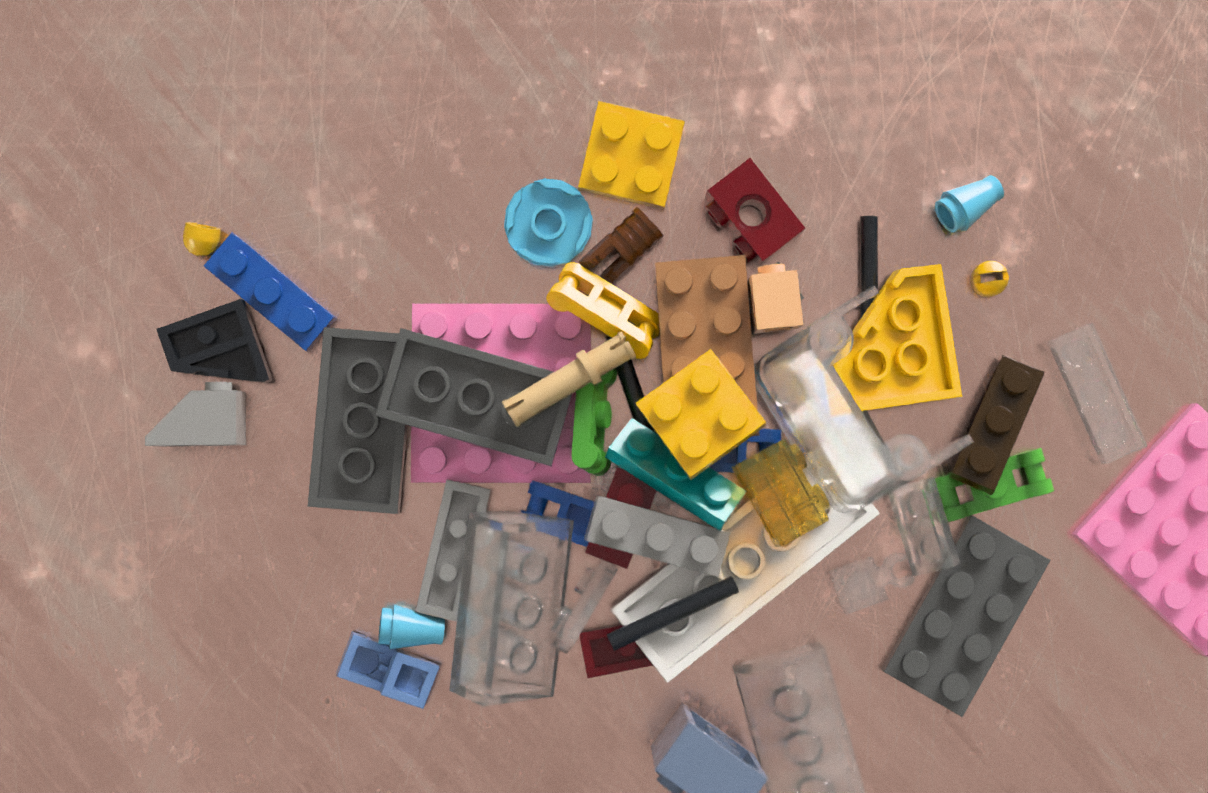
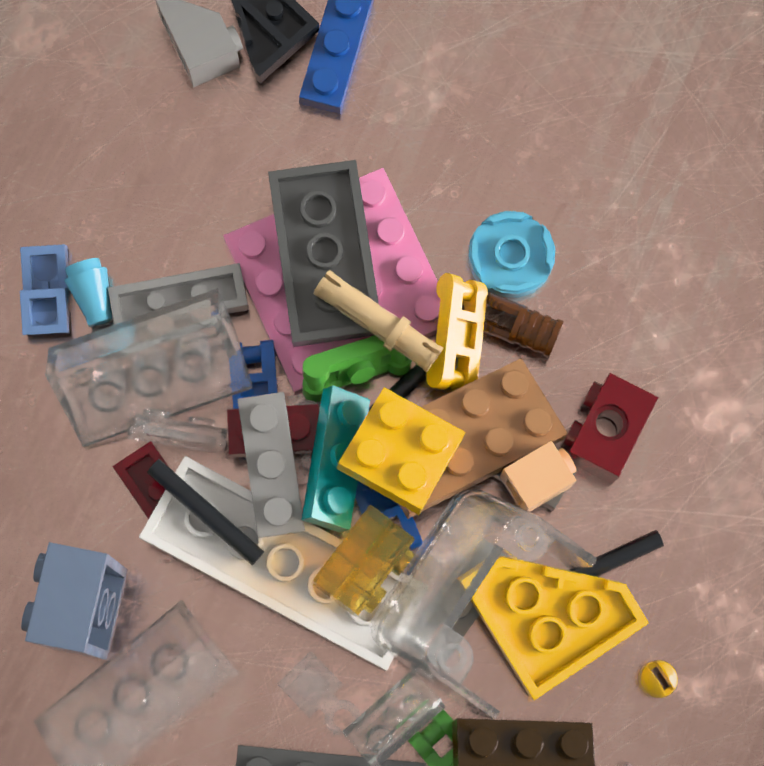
camera: 60 degrees right, 10 degrees down
(354, 452) = (228, 176): dark grey plate -> none
(631, 155) = (608, 299): yellow plate -> none
(966, 204) = (717, 623): medium azure cone -> none

